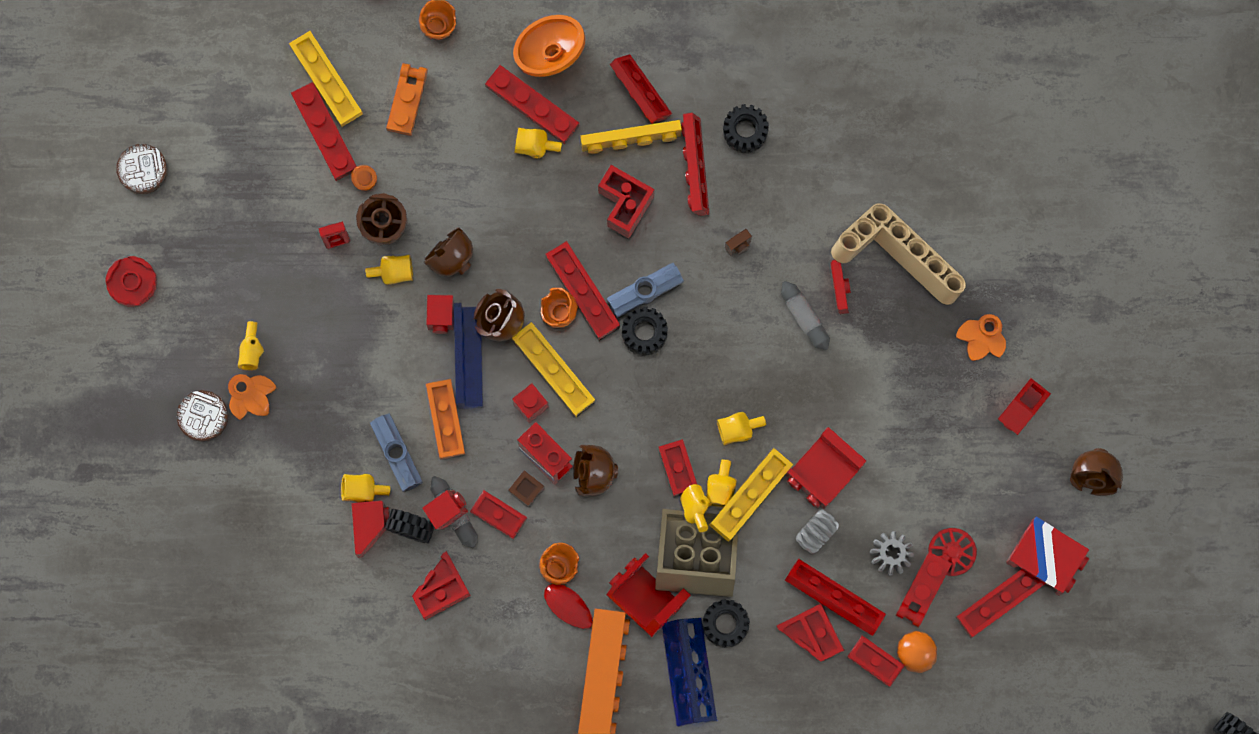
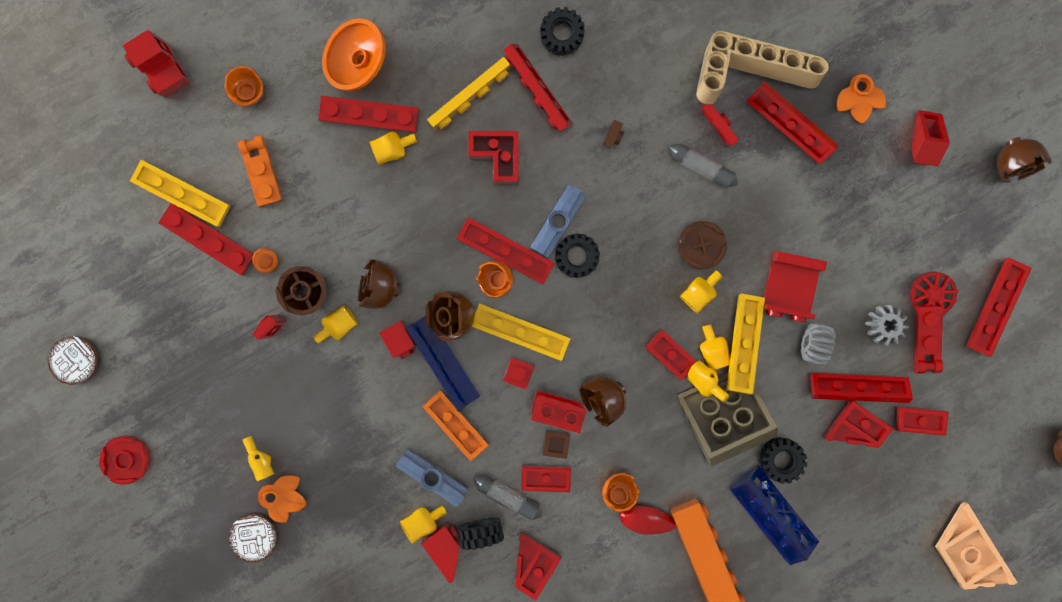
camera: 30 degrees left, 10 degrees up
(445, 509) = (502, 505): red brick -> none
(638, 598) = (708, 485): red panel -> none
(640, 89) = (453, 47): red plate -> none
(764, 386) = (702, 245): none -> reddish brown tile
(906, 323) = (792, 123): none -> red plate
(917, 651) = (950, 392): orange hair -> none
(1049, 555) = (1016, 253): panel -> none

